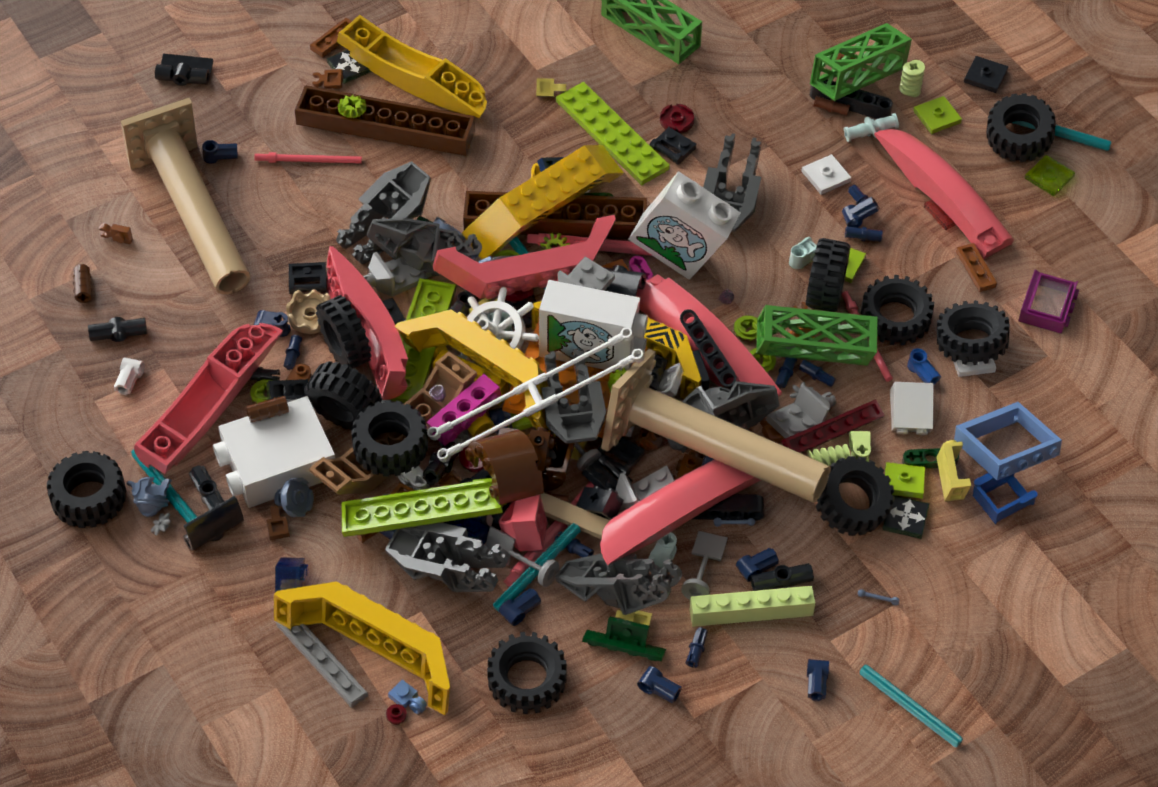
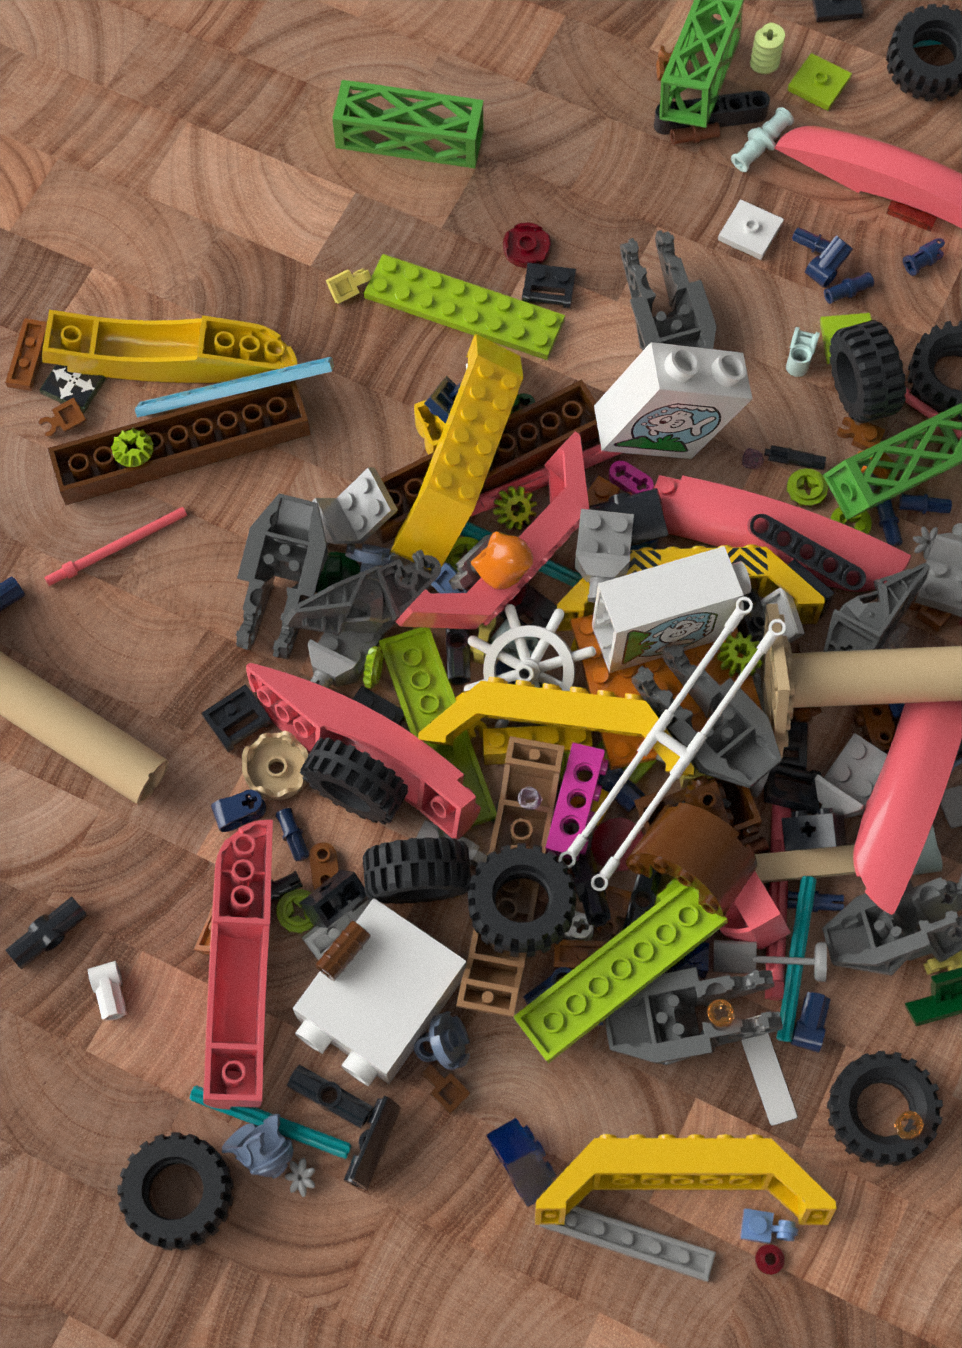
camera: 30 degrees left, 15 degrees up
(405, 289) = (373, 667): none -> lime gear
(437, 105) = (234, 386): none -> medium azure tile
(454, 203) = (357, 510): none -> light grey plate
(462, 550) = (717, 1004): none -> clear orange bush
(474, 622) = (769, 1079): none -> white sticker
(514, 256) = (503, 561): none -> orange piece
(527, 685) = (912, 1133): none -> clear orange bush
(748, 304) = (795, 457): none -> black piece
(927, 239) = (925, 256): none -> dark blue piece

